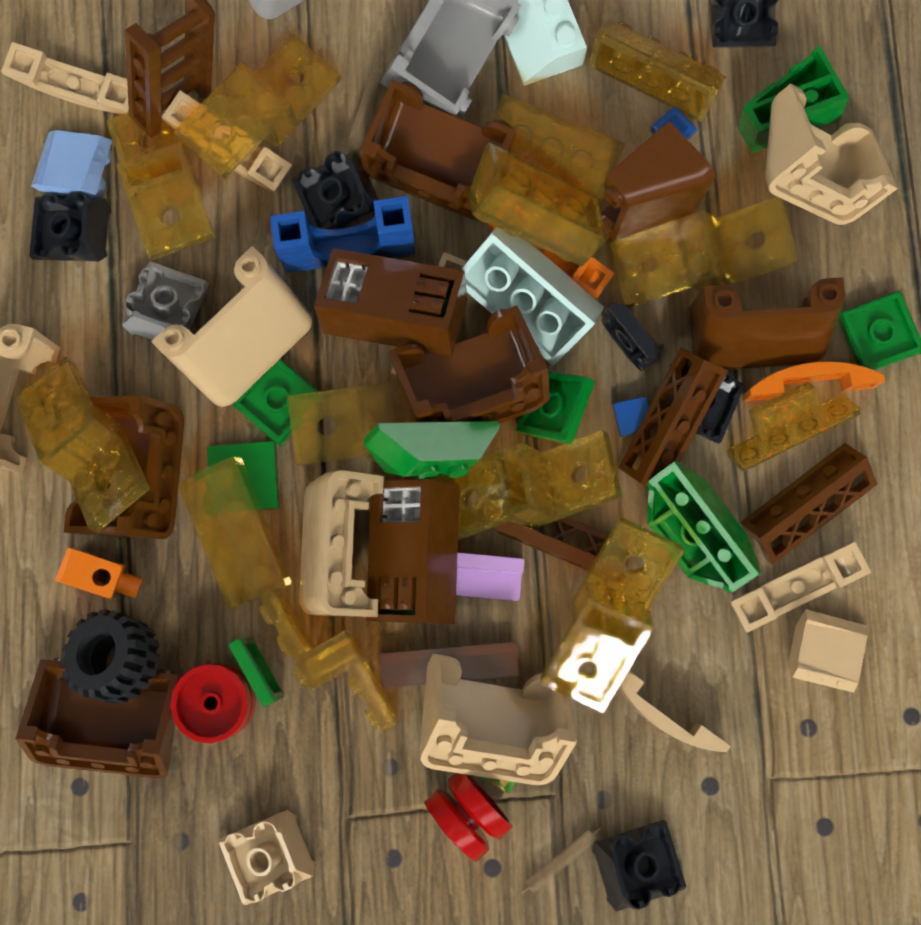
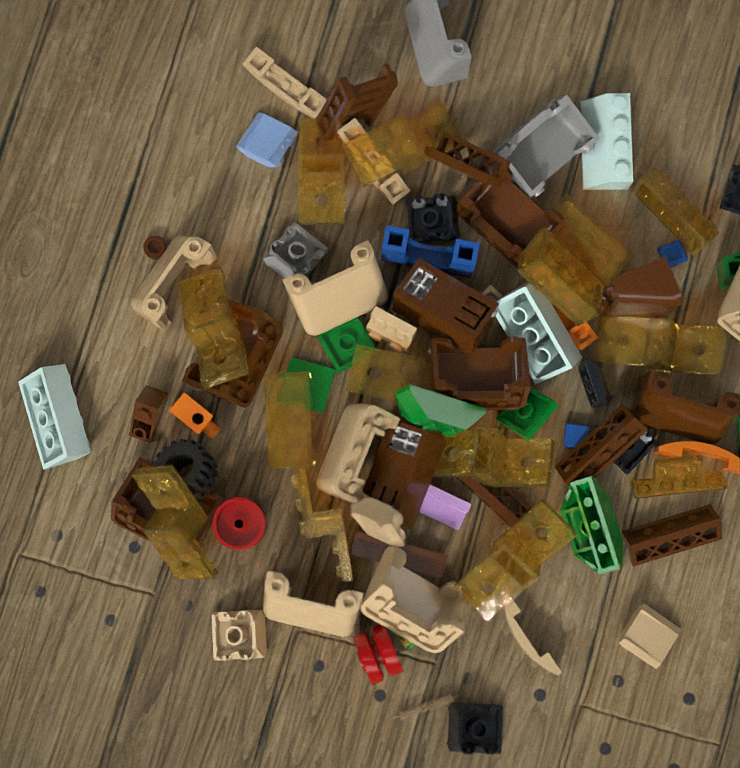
camera: 20 degrees right, 0 degrees up
(32, 594) = (147, 413): none -> reddish brown slope
(69, 228) = (250, 181): black slope -> none
(116, 735) = (175, 522): none -> clear yellow bracket
(256, 671) = (274, 514): green tile -> none
(313, 798) = (332, 620): none -> tan windscreen
(329, 359) = (391, 329): none -> tan plate
(356, 96) = (463, 165): none -> reddish brown fence
(404, 629) = (379, 521): none -> tan slope
(800, 586) = (645, 587): tan slope -> none

